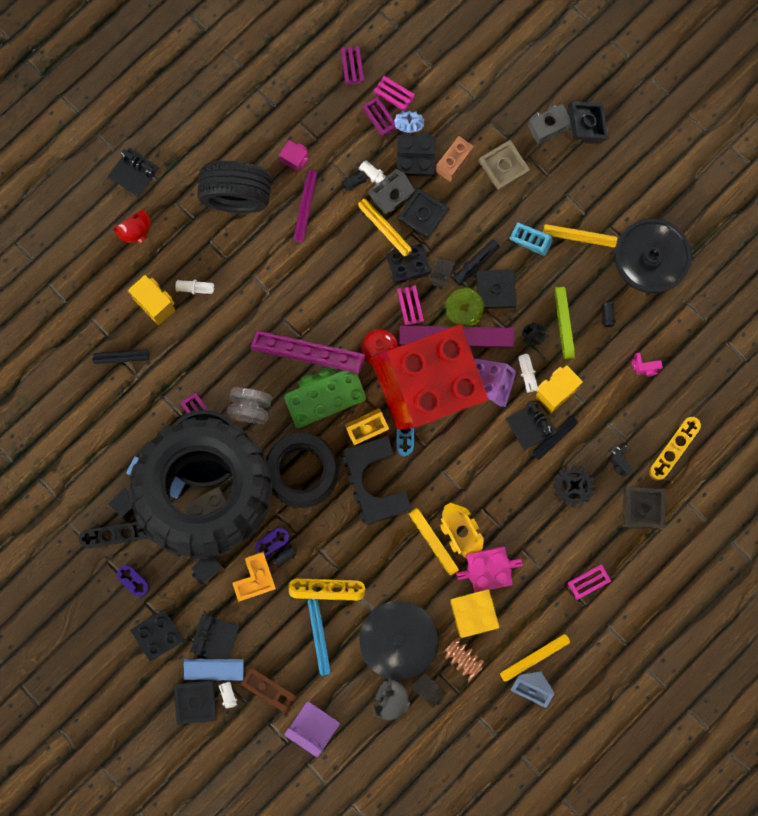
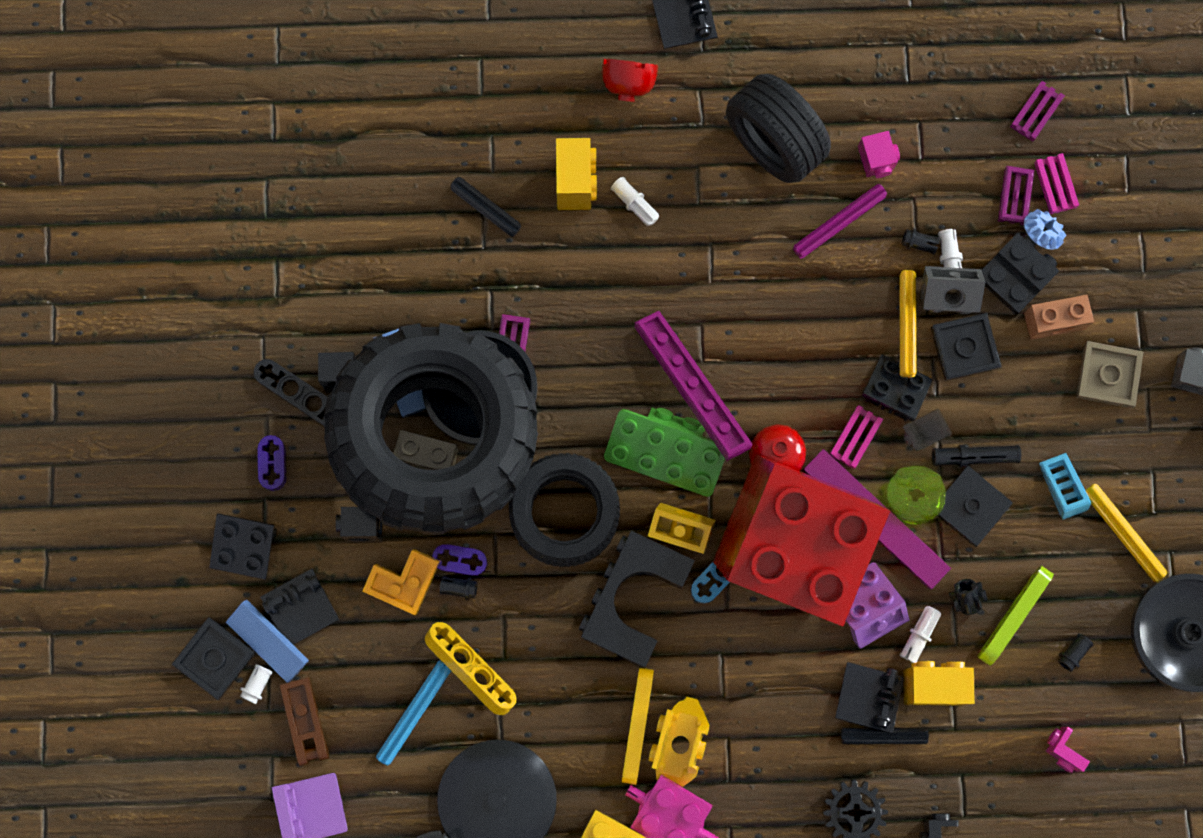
camera: 40 degrees right, 0 degrees up
(248, 405) = (575, 383): clear wheel -> none

